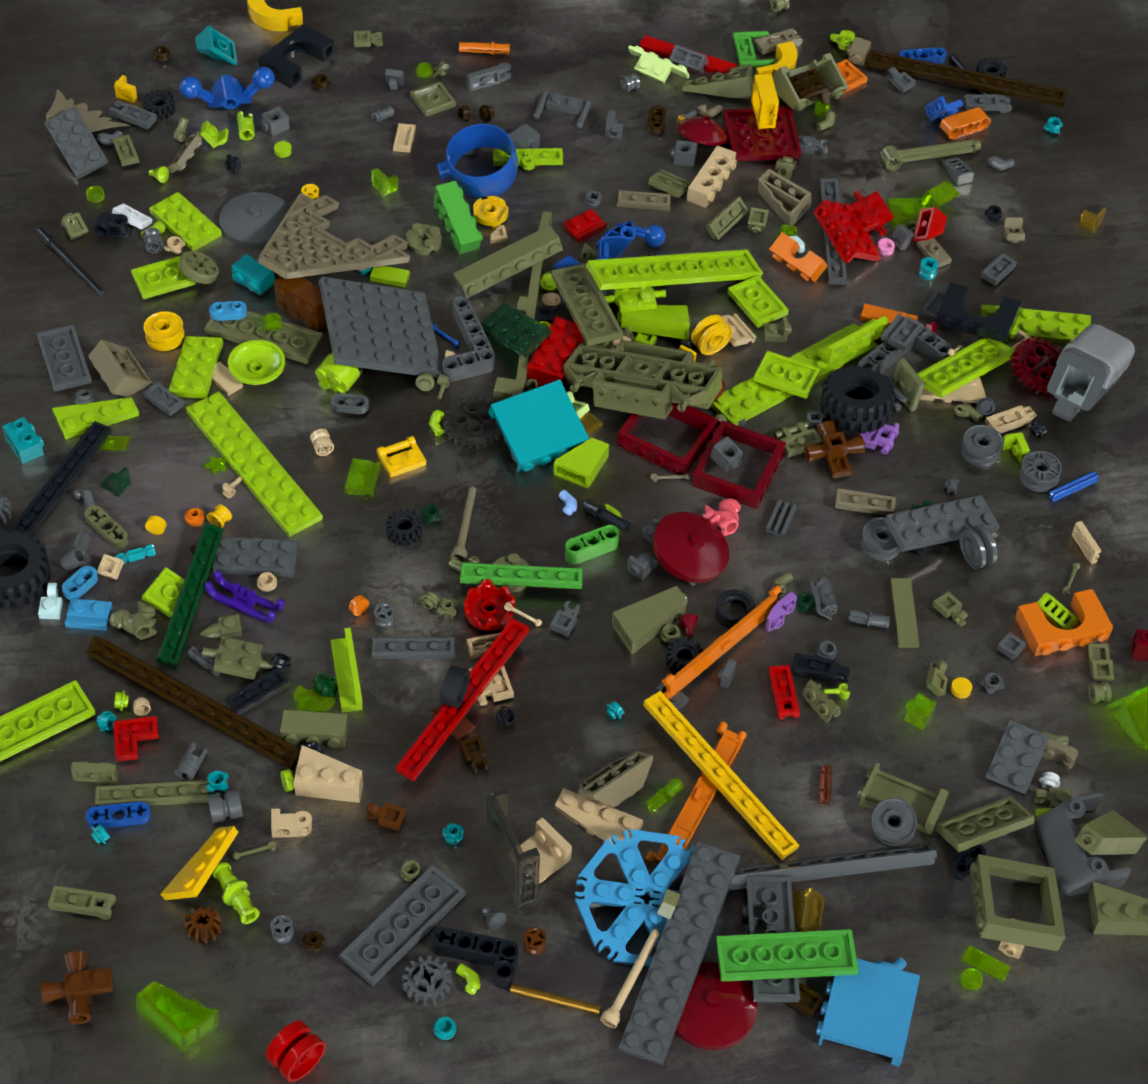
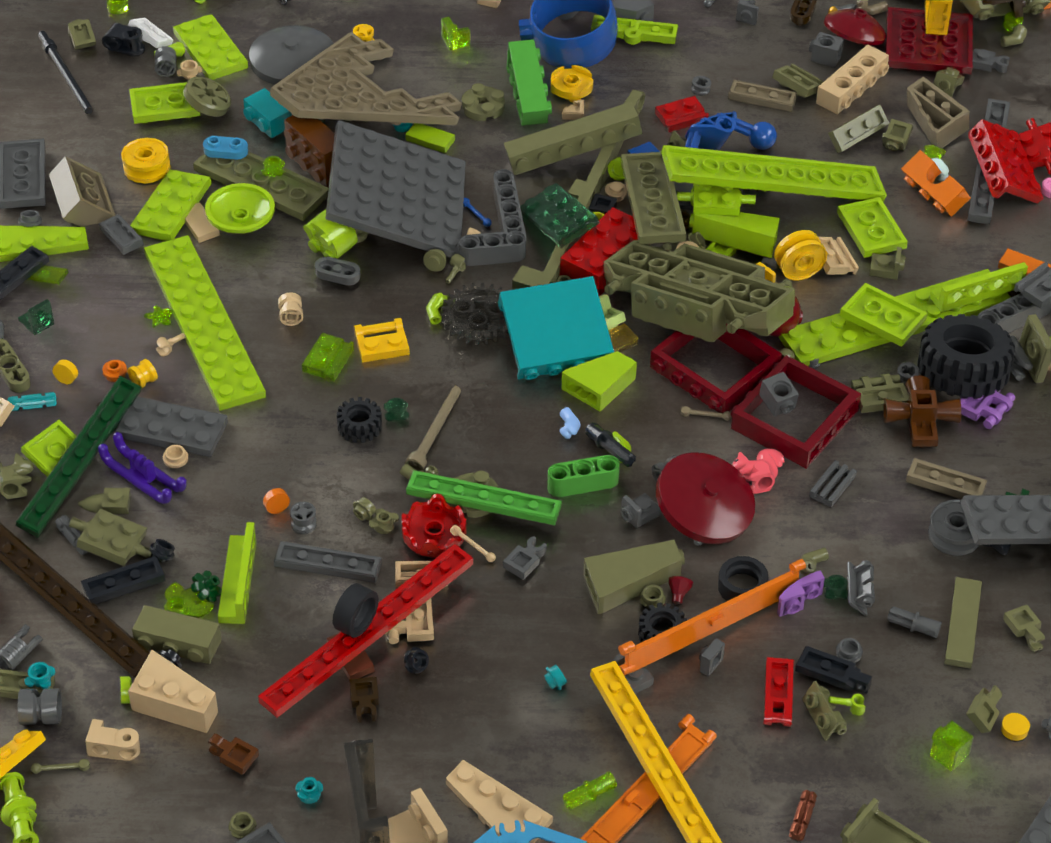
camera: 15 degrees right, 5 degrees down
(617, 779) = (532, 762): dark tan wedge -> none

